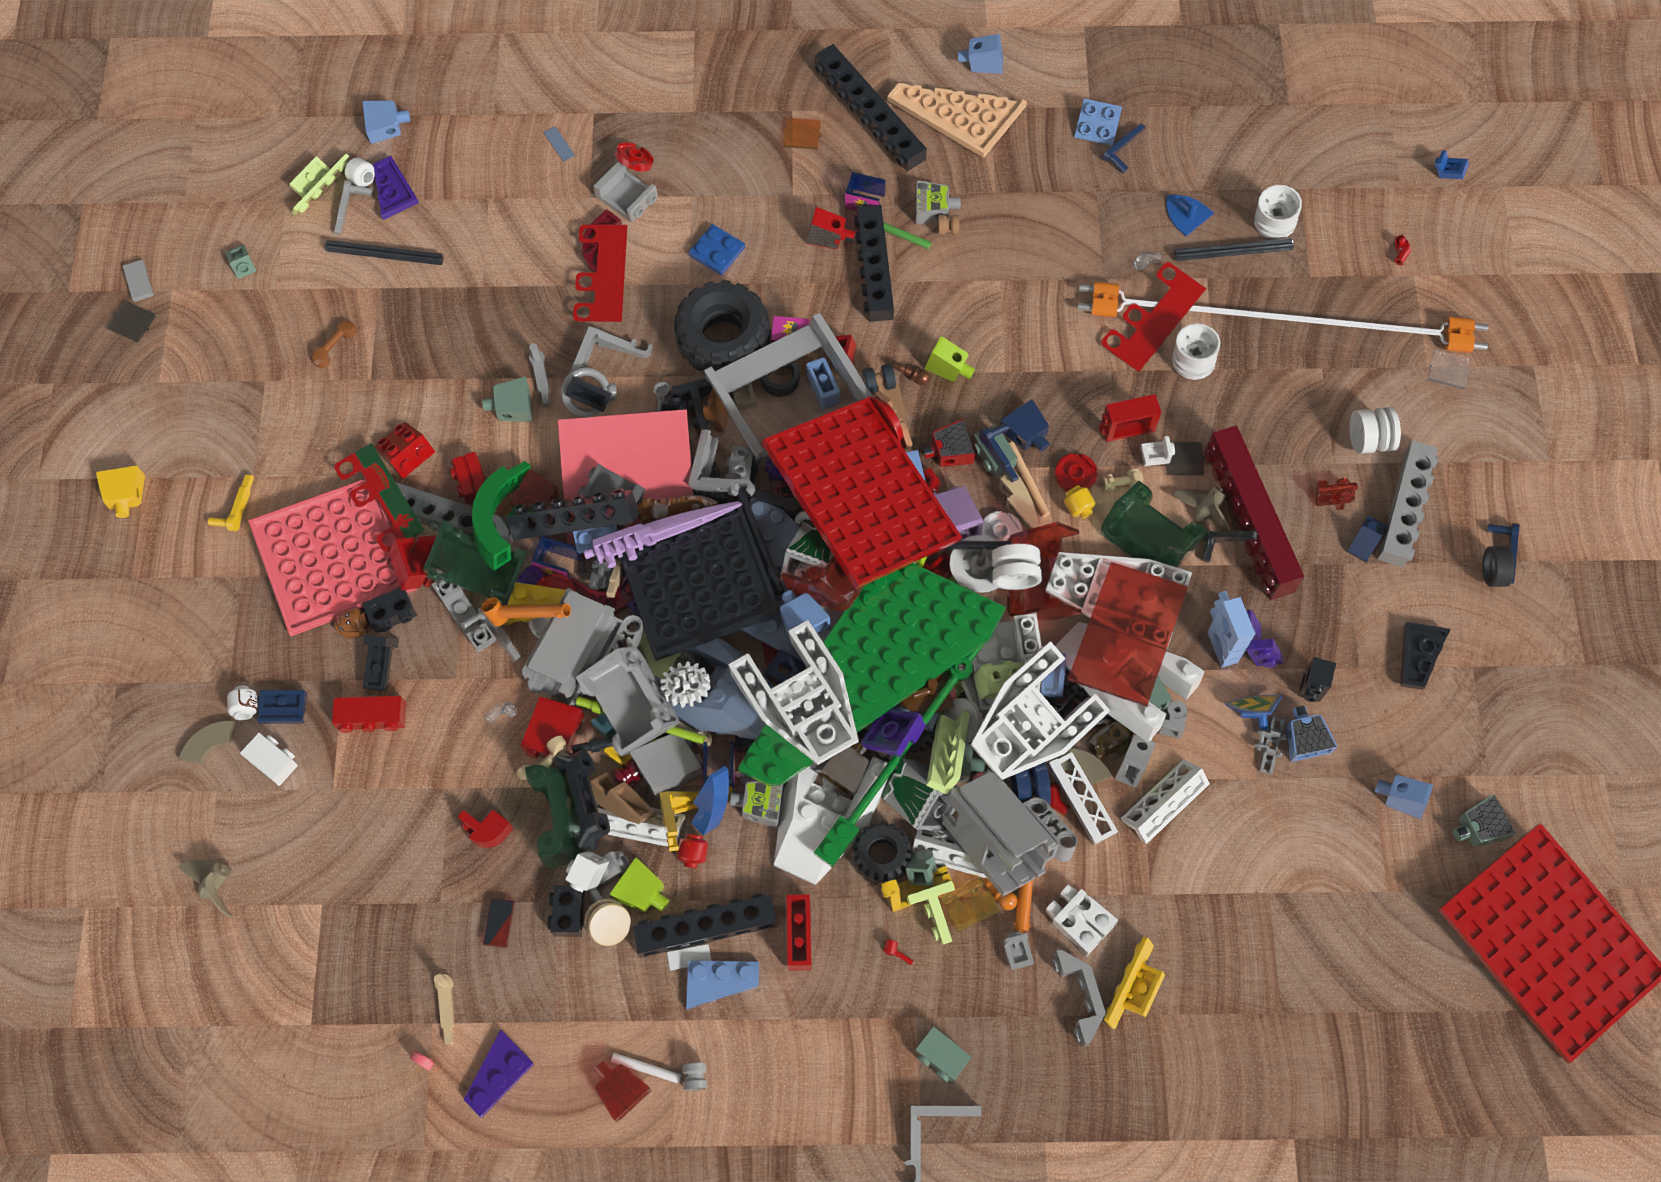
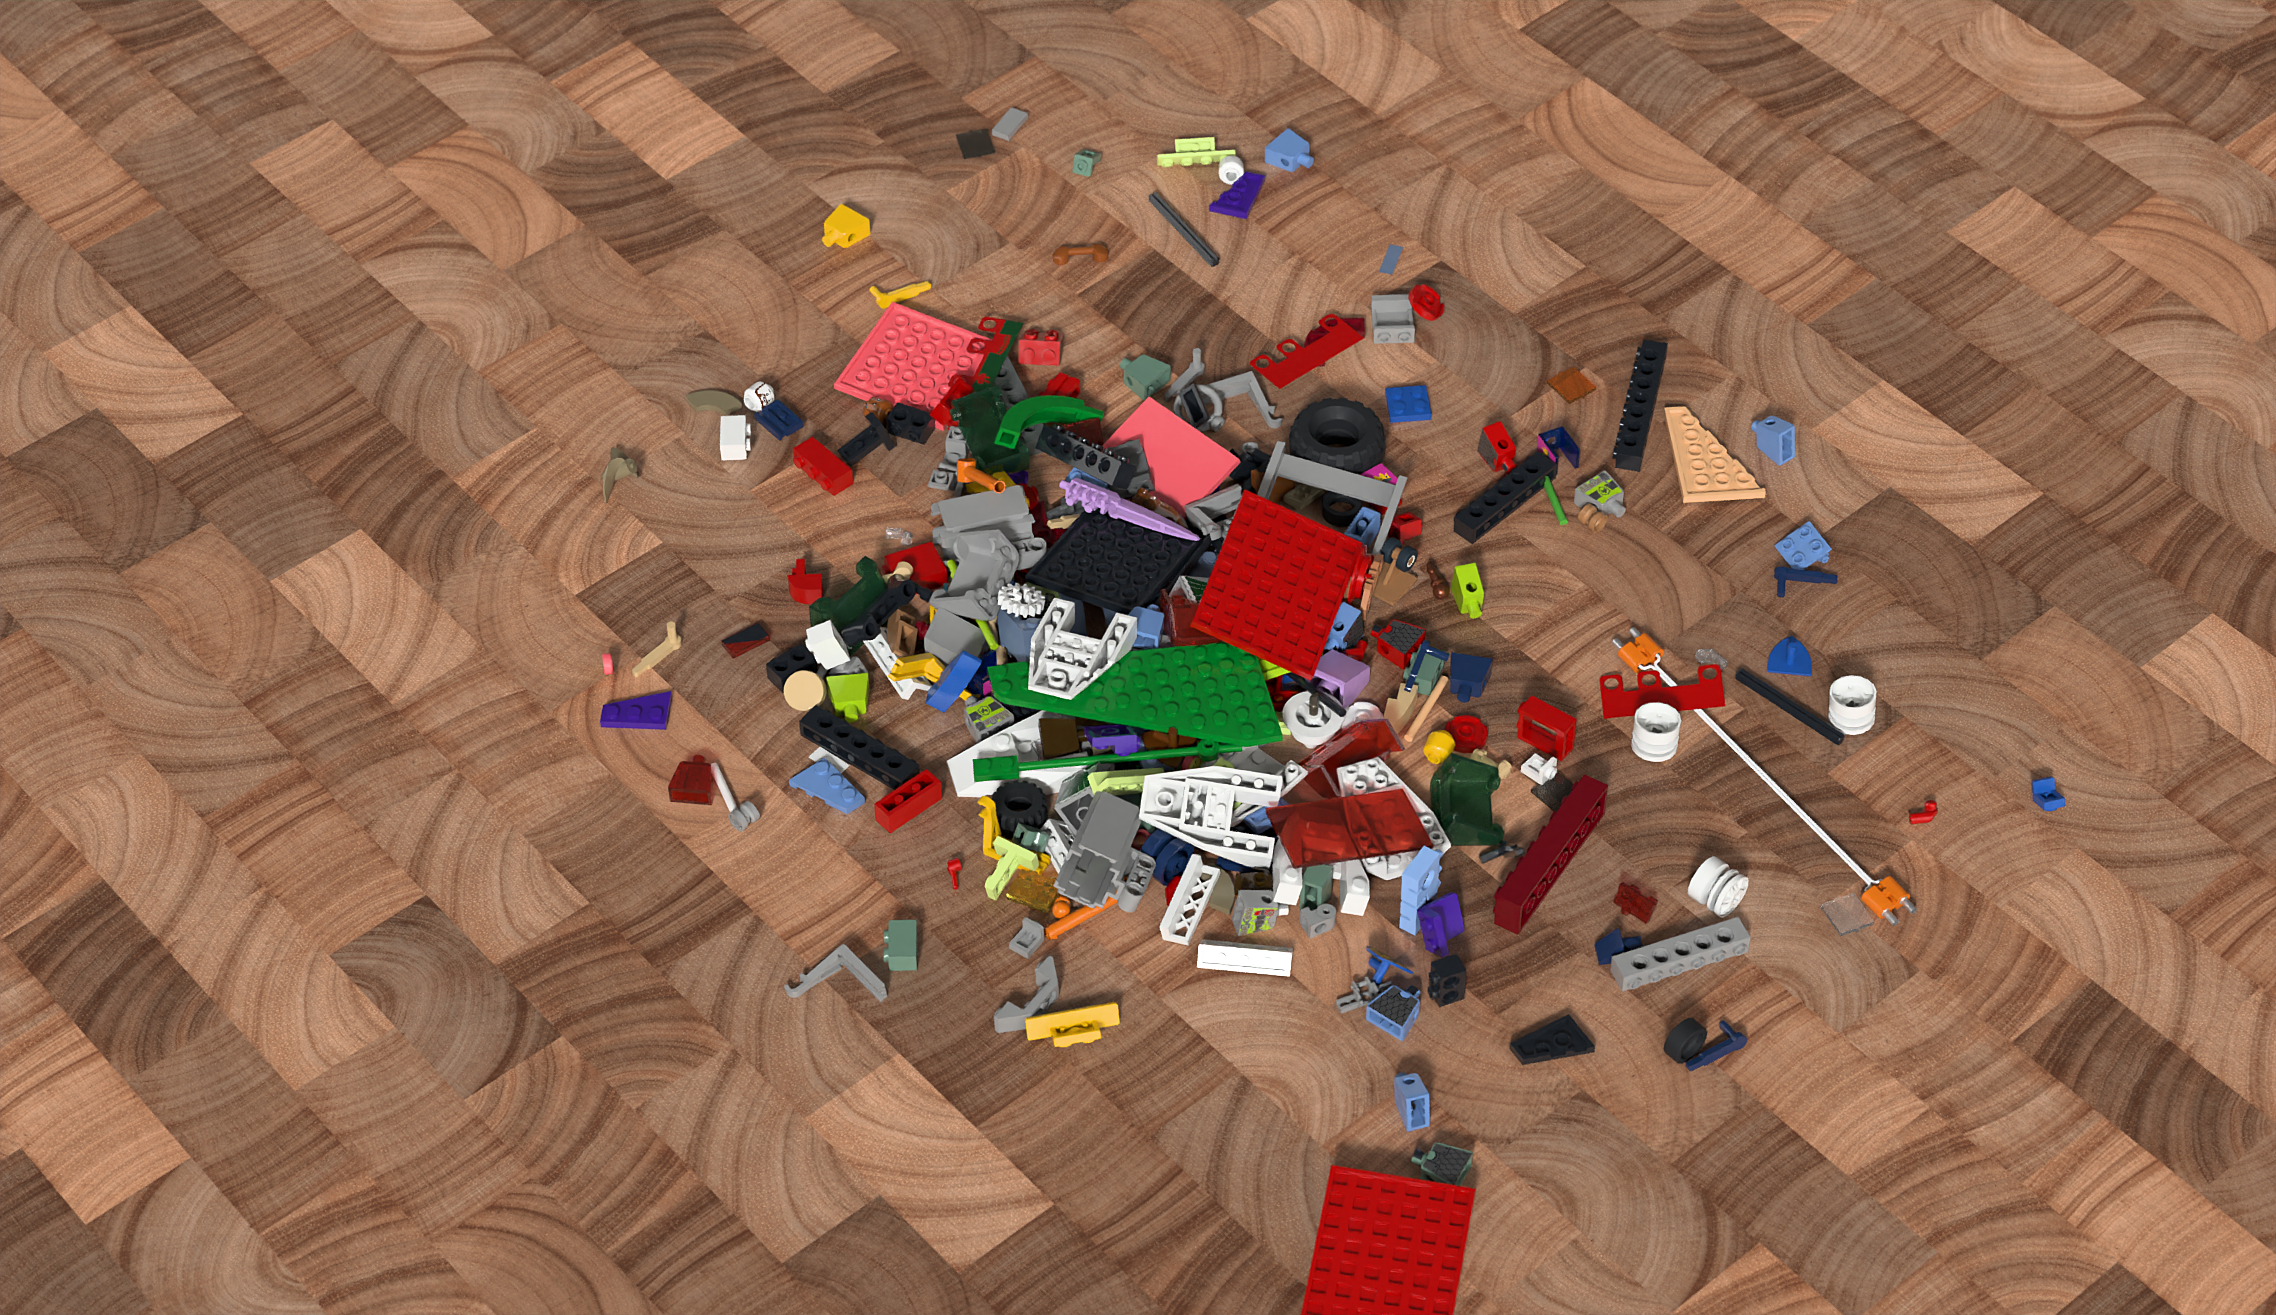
camera: 50 degrees right, 20 degrees down
(347, 190) = (1210, 174): light grey piece -> none
(546, 544) = (1052, 472): clear blue piece -> none
(692, 850) = (908, 705): red head -> none
(1016, 566) = (1326, 724): white wheel -> none
(1081, 919) = (1095, 954): white hips -> none
(1206, 504) = (1528, 824): dark tan piece -> none

